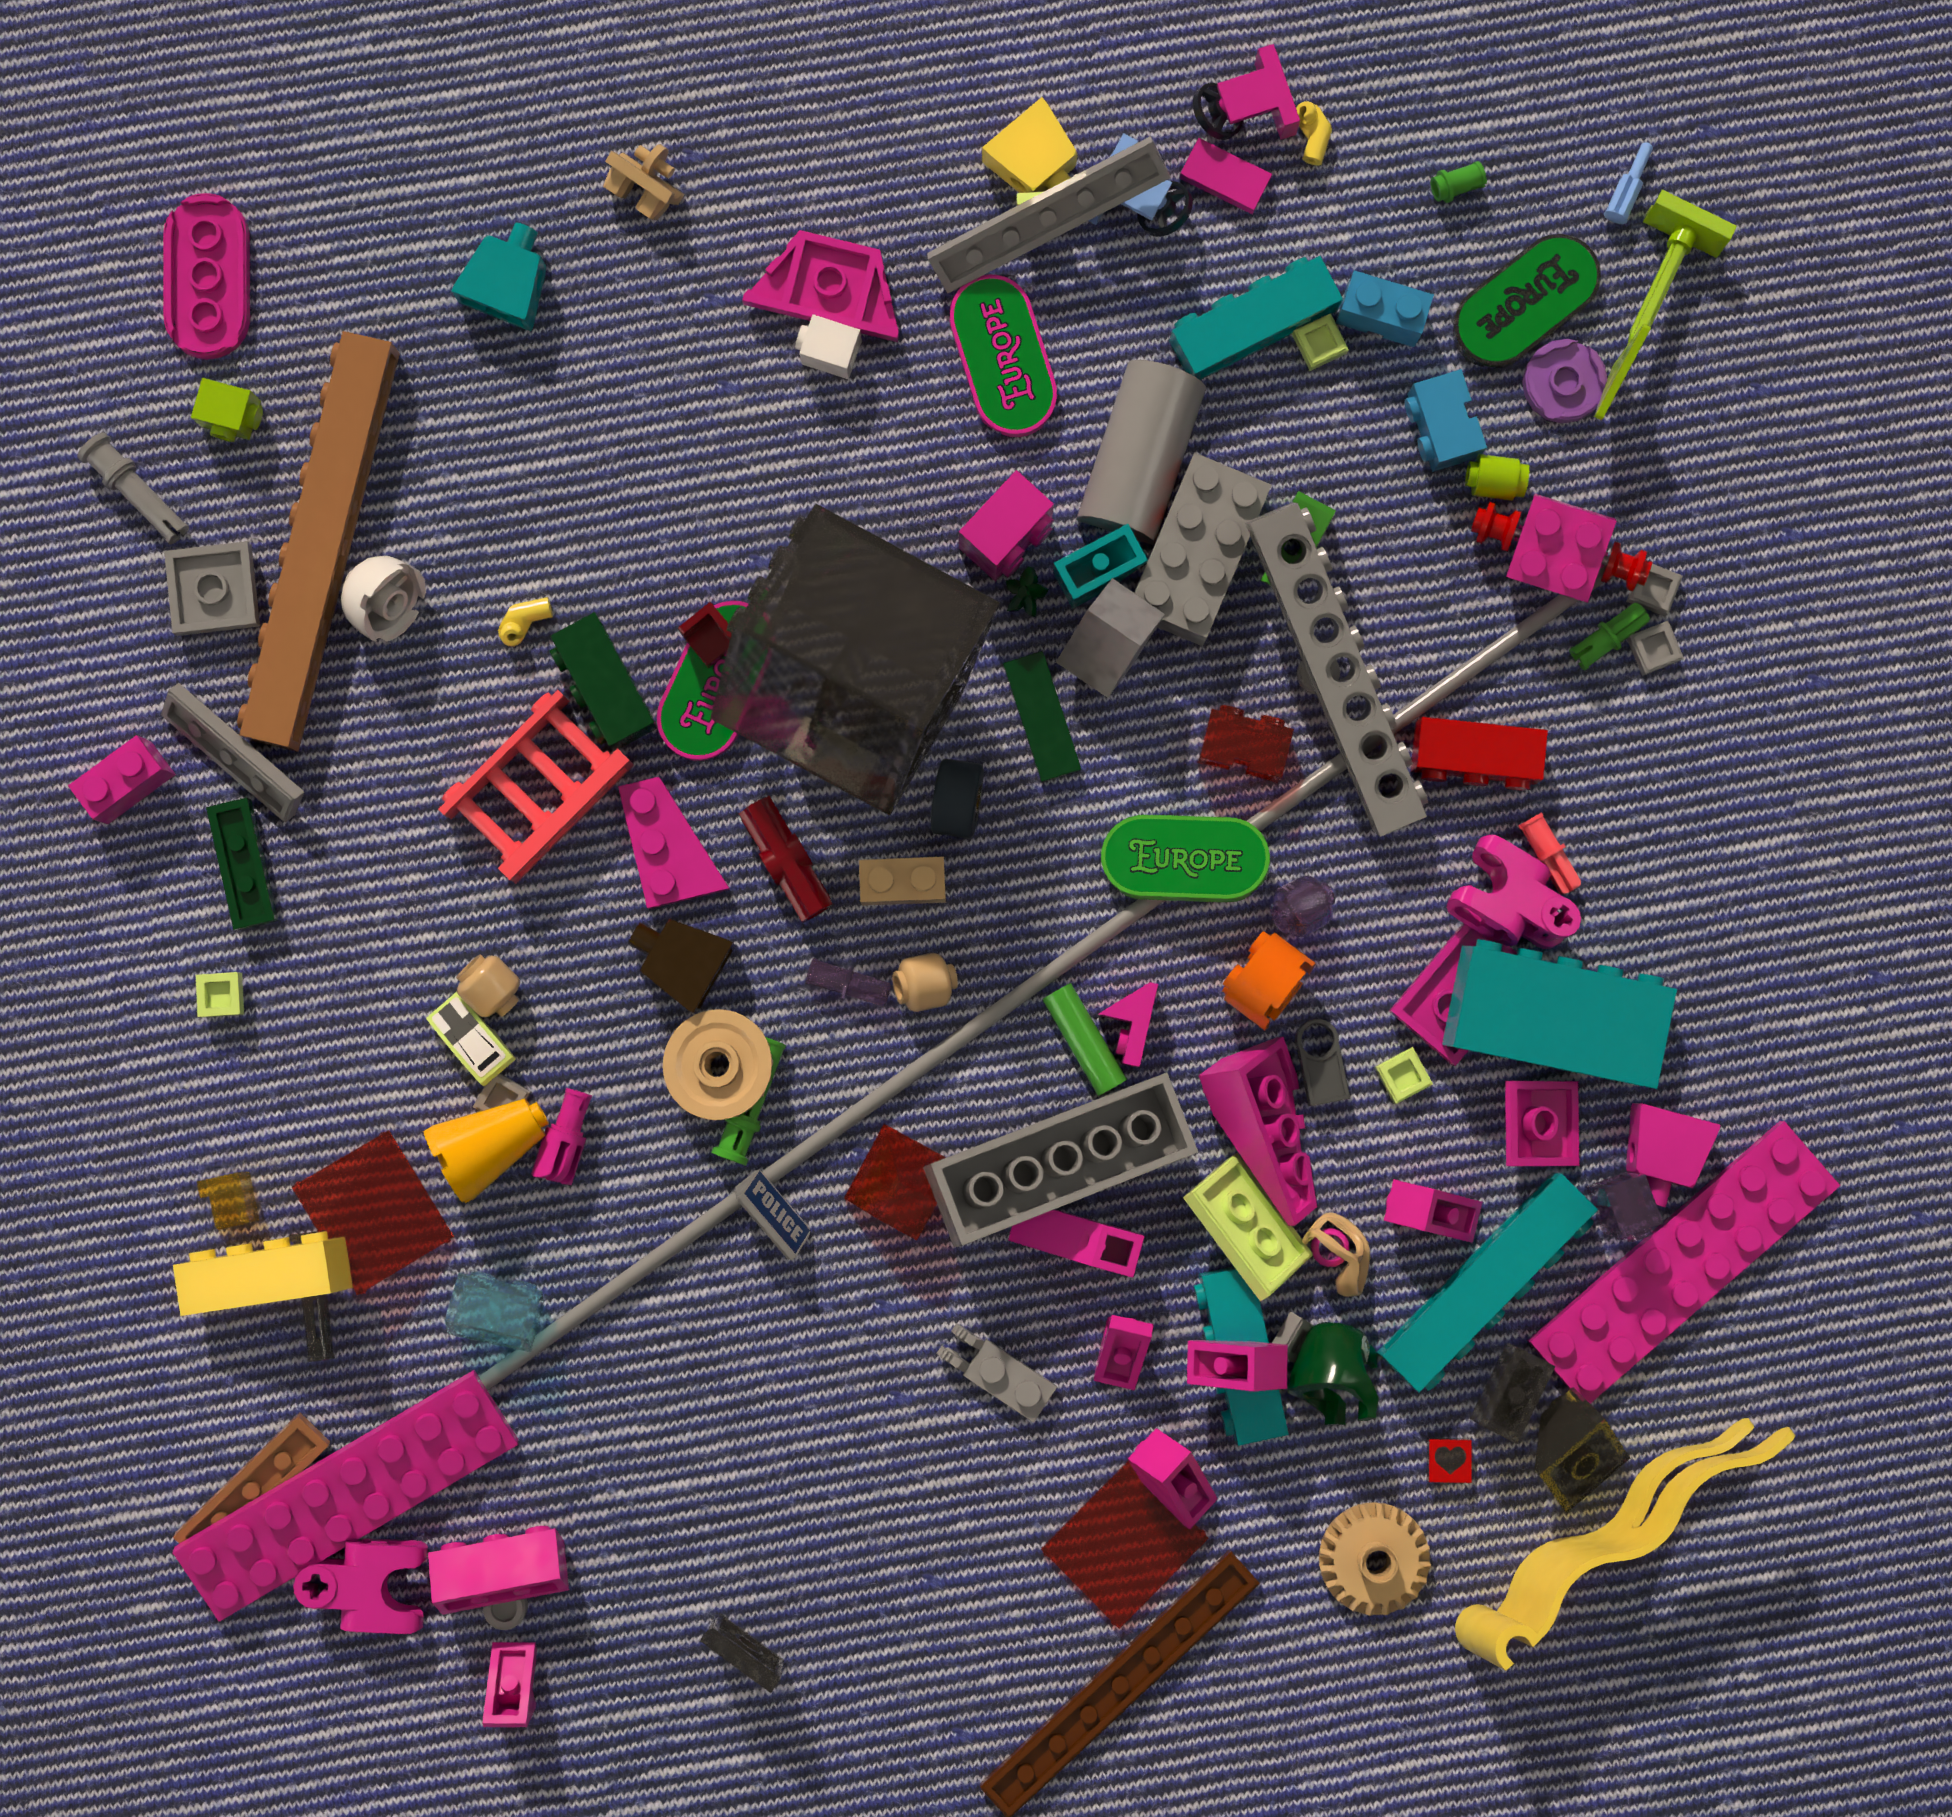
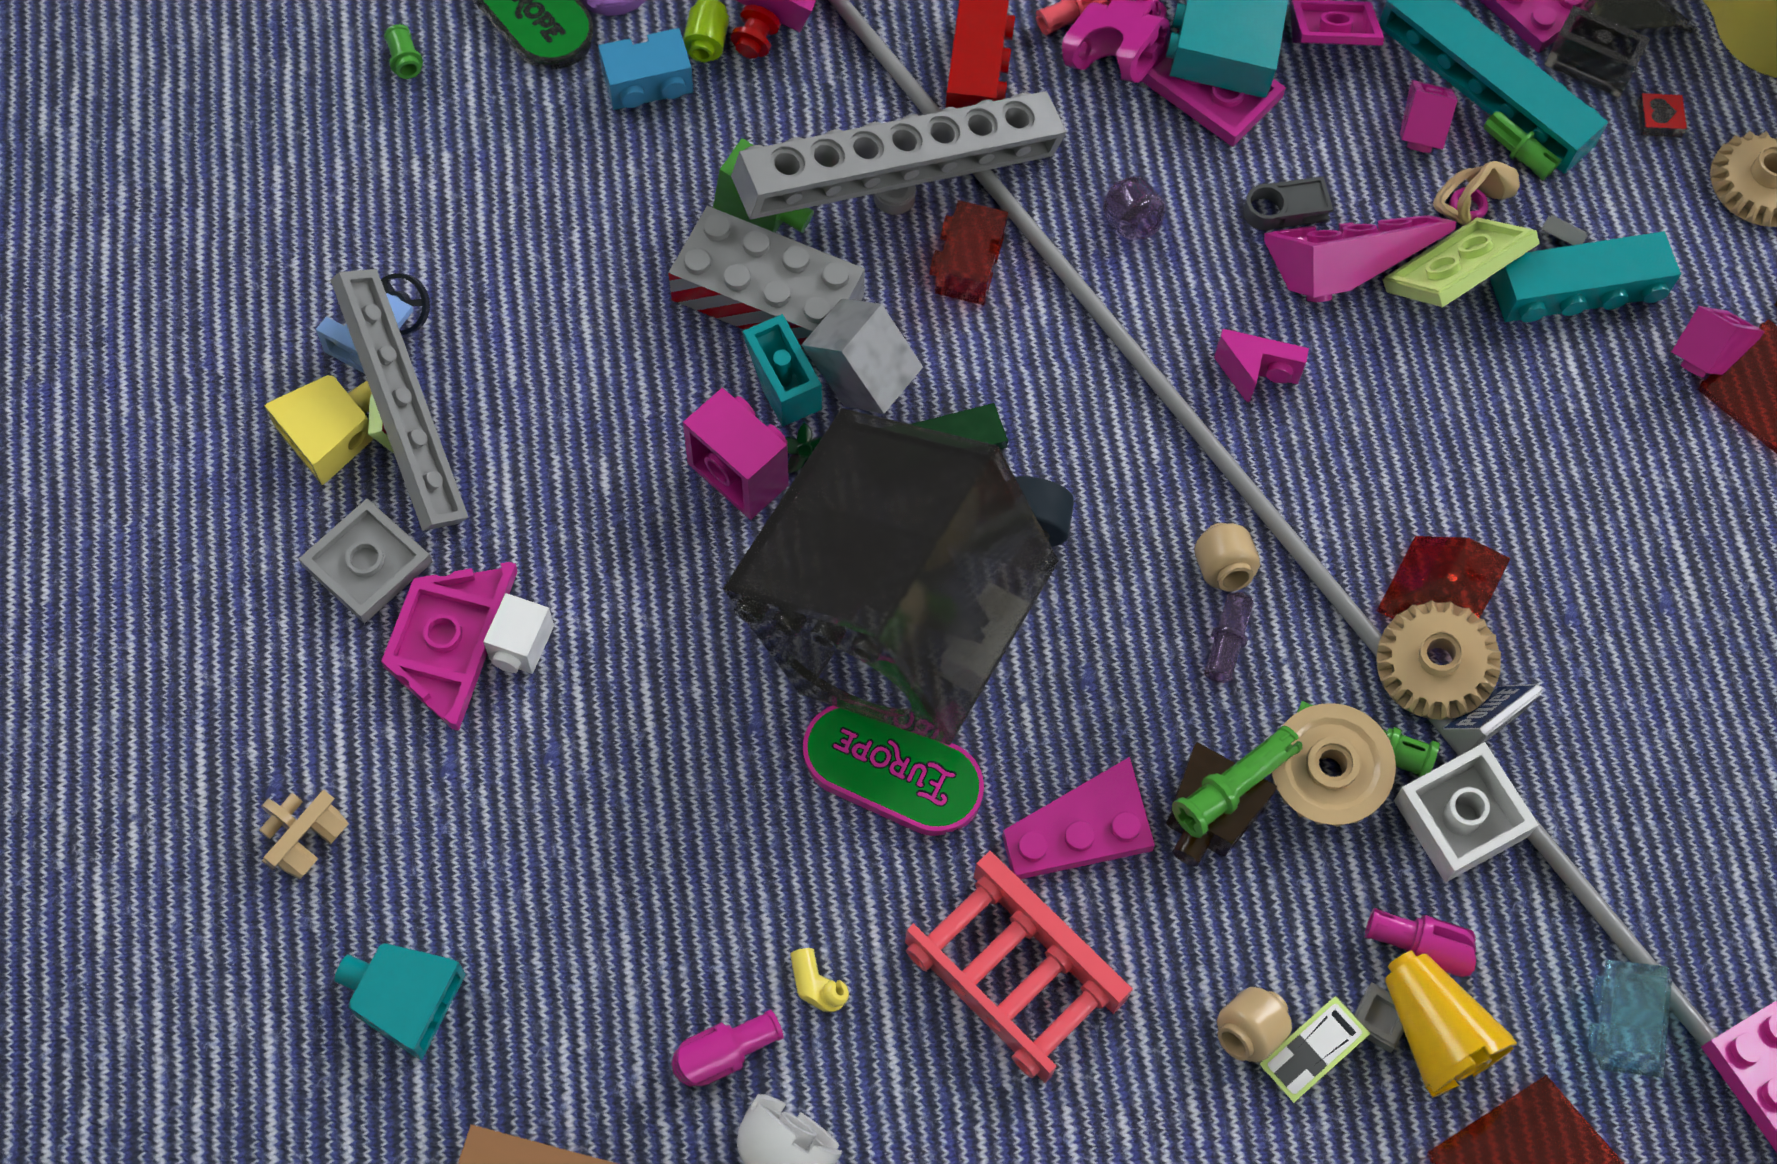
camera: 90 degrees left, 20 degrees down
(462, 543) = (722, 1049): none -> dark pink arm
(602, 682) = (895, 887): dark green brick -> none
(673, 1179) = (1465, 812): none -> white brick
(678, 959) = (1222, 792): none -> bright green pin
(707, 634) = (844, 760): dark red panel -> none
(785, 859) = (1096, 694): dark red piece -> none
(844, 1190) = (1431, 688): none -> tan gear
(900, 206) = (365, 560): none -> light grey plate
(902, 881) = (1119, 574): tan brick -> none
(1001, 1374) = (1631, 500): light grey hinge -> none
(1003, 355) = (542, 466): green tile -> none
(1060, 1160) = (1416, 421): light grey brick -> none
(1081, 1241) = (1487, 415): dark pink slope -> none
(1084, 1039) = (1278, 409): bright green piece -> none
(1122, 1351) = (1593, 381): dark pink slope -> none
(1142, 449) = (653, 337): light grey brick -> none
(1185, 858) = (1088, 308): green tile -> none
(1225, 176) = (373, 245): dark pink tile -> none
(1237, 1365) = (1607, 262): dark pink slope -> none
(1249, 97) = (289, 210): dark pink piece -> none
(1256, 318) = (528, 228): teal brick -> none
(1267, 979) = (1213, 233): orange brick -> none
(1317, 131) = (333, 170): light yellow arm -> none
(1320, 342) = (554, 178): yellowish green tile -> none
(1335, 1359) = (1592, 191): dark green piece -> none
(1384, 308) = (527, 114): dark azure brick -> none
(1400, 1306) = (1522, 145): none -> bright green axle
(1403, 1075) = (1295, 137): yellowish green tile -> none

